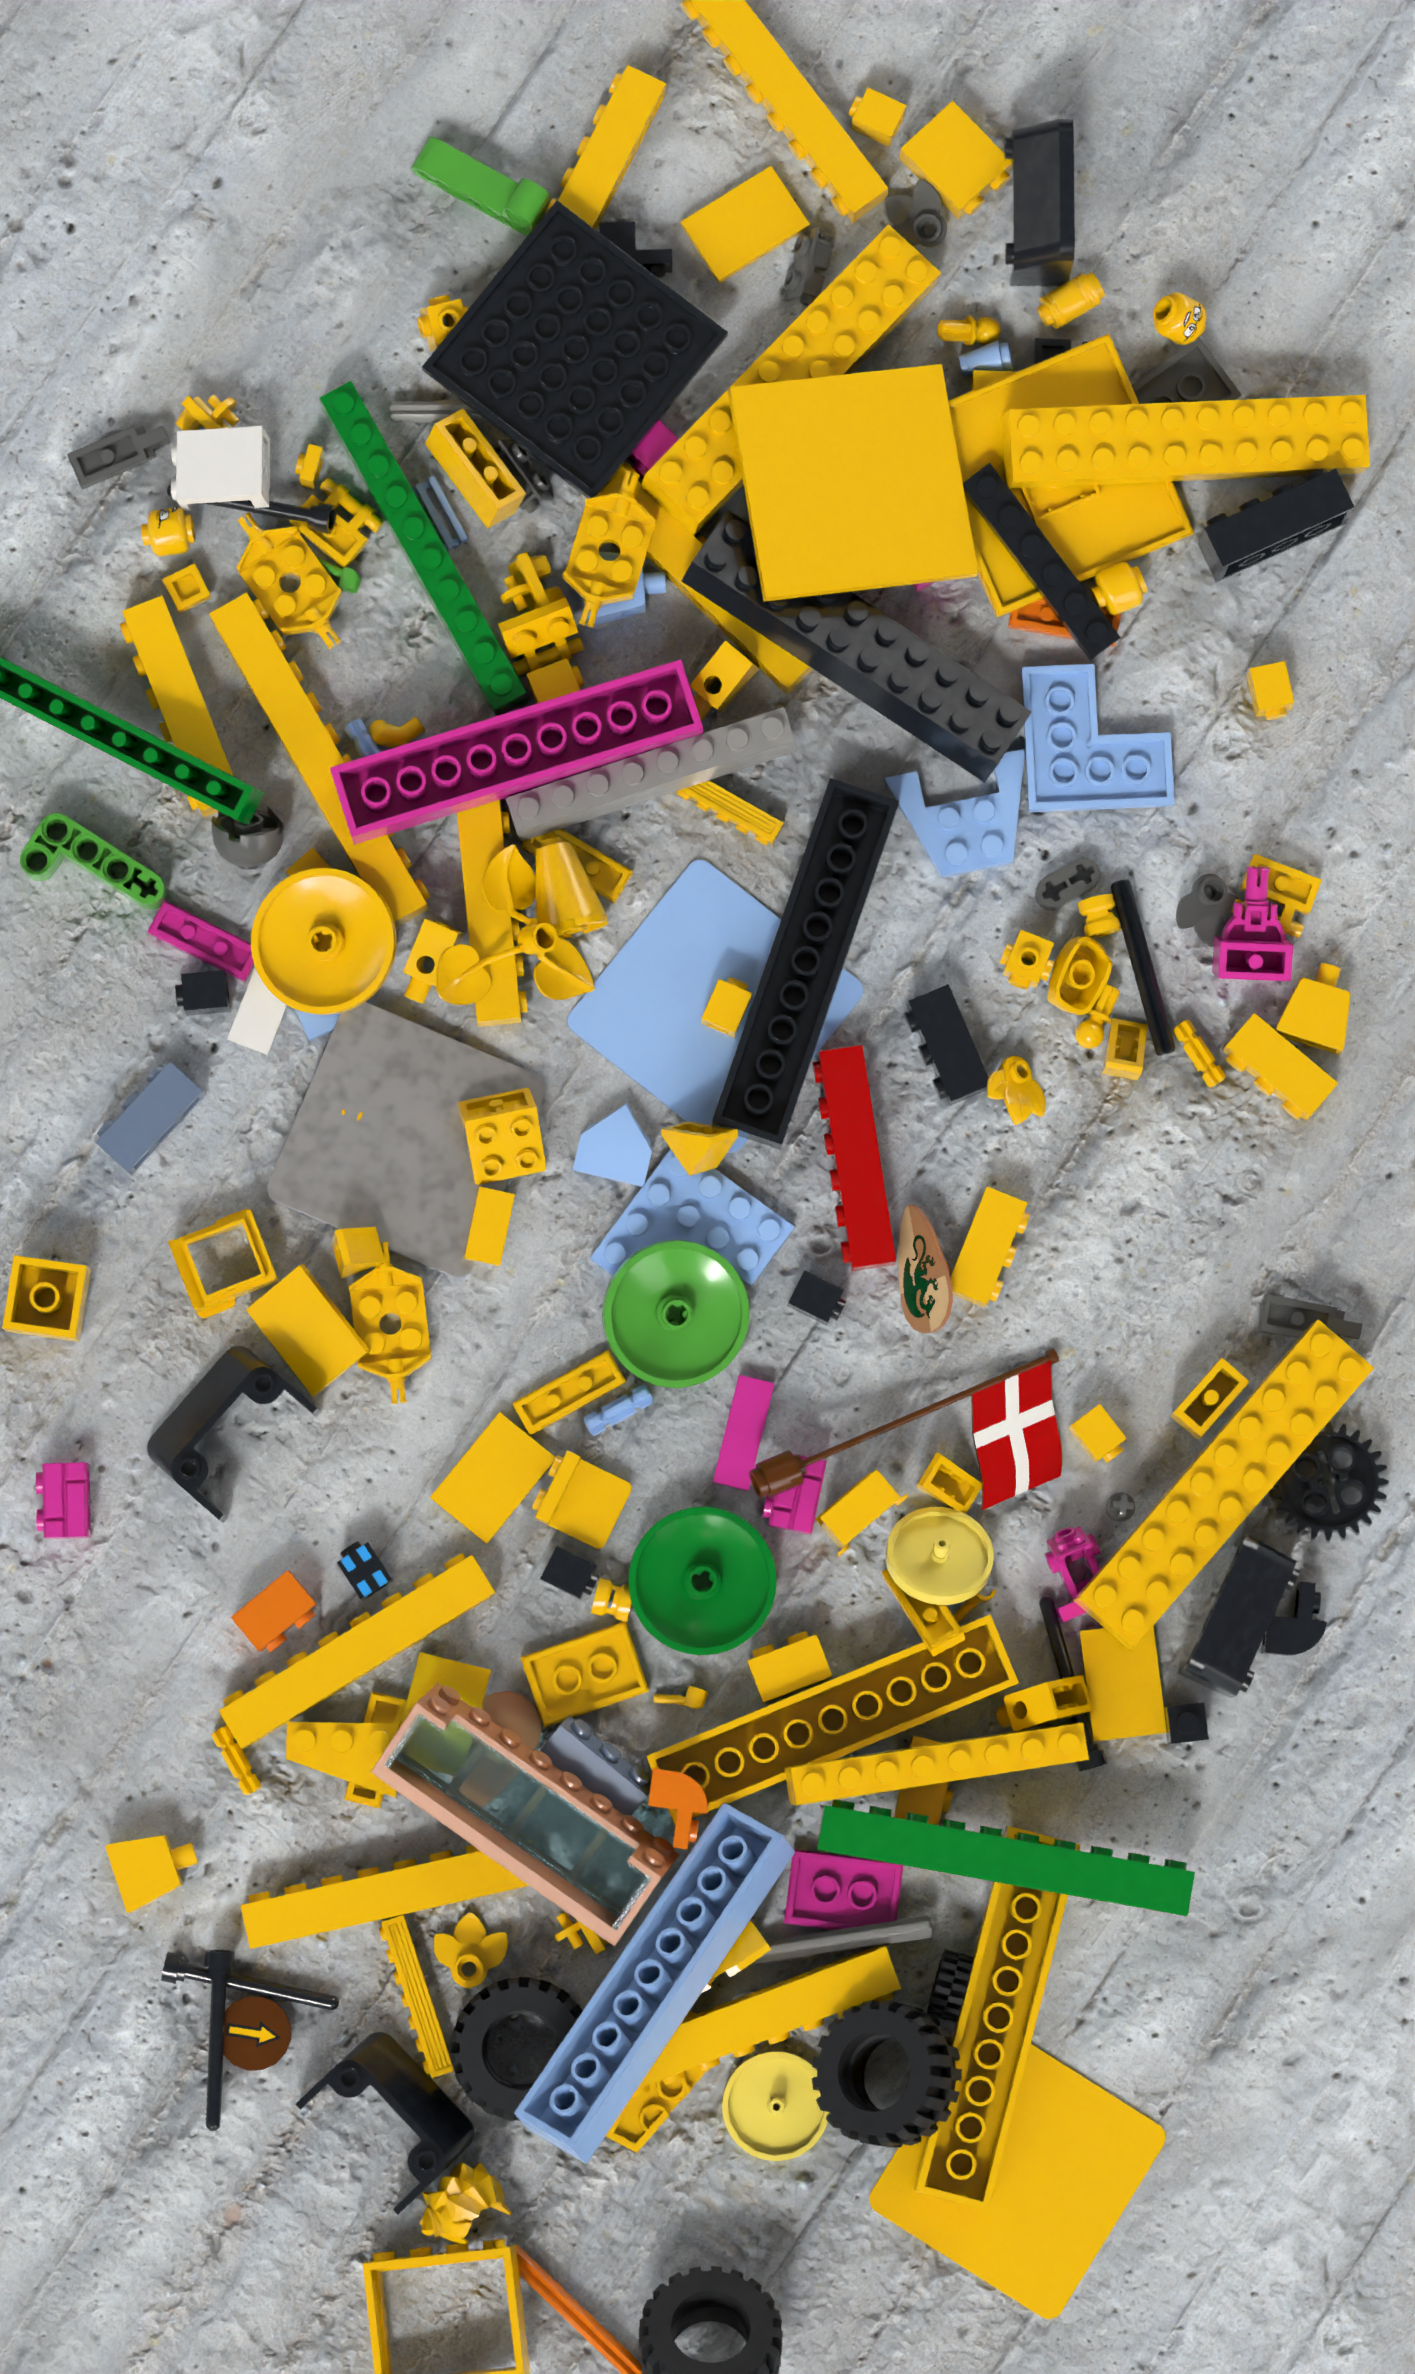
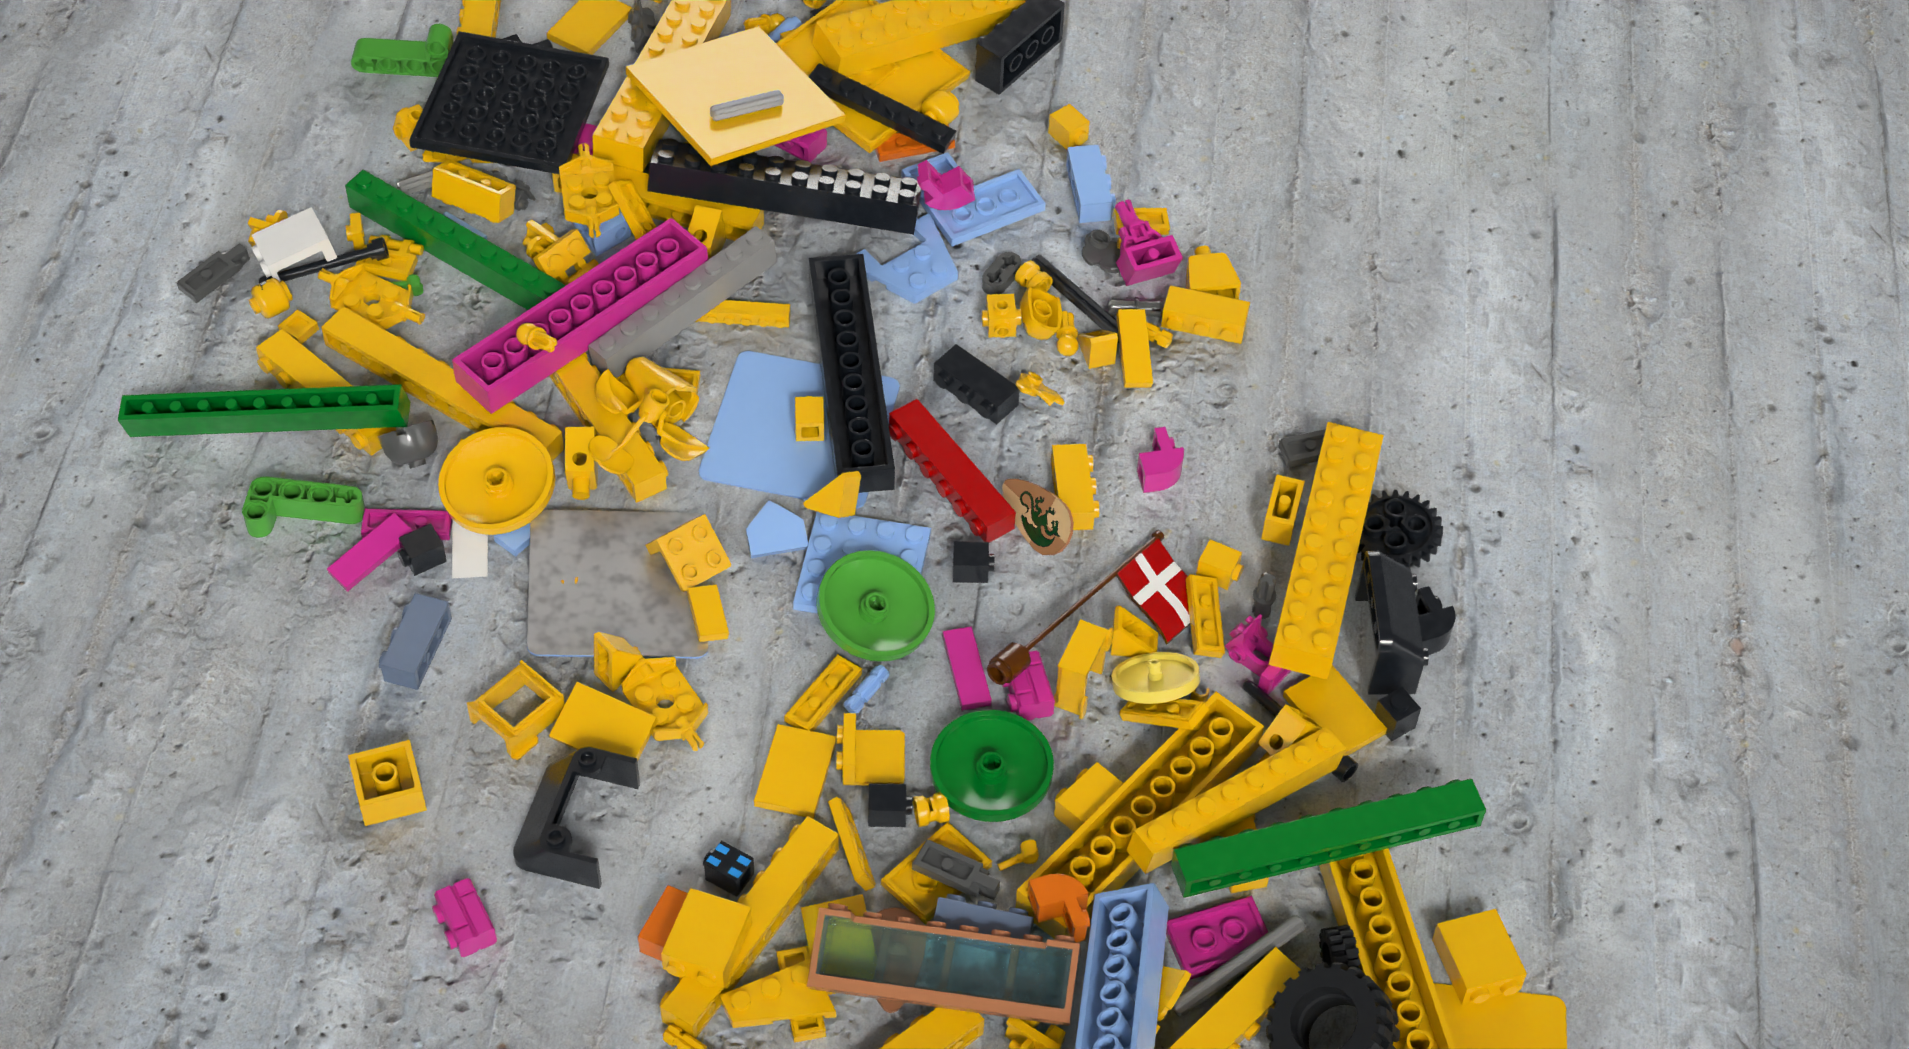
camera: 25 degrees left, 30 degrees down
(147, 968) = (369, 552): none -> dark pink tile
(294, 1663) = (706, 938): none -> yellow brick
(437, 788) = (535, 337): none -> yellow axle
(508, 1602) = (852, 843): none -> yellow tile
(598, 1690) = (955, 870): none -> dark grey hinge
(655, 607) = (632, 207): none -> yellow tile
(852, 521) = (746, 105): none -> light grey axle
(1045, 1491) = (1205, 616): none -> yellow tile
(1054, 737) = (945, 190): none -> dark pink brick
(1101, 2053) = (1479, 957): none -> yellow brick
(1104, 1269) = (1161, 467): none -> dark pink brick
(1165, 1080) = (1134, 348): none -> yellow tile
(1202, 1015) = (1151, 307): none -> dark grey axle
(1248, 795) = (1090, 183): none -> light blue brick

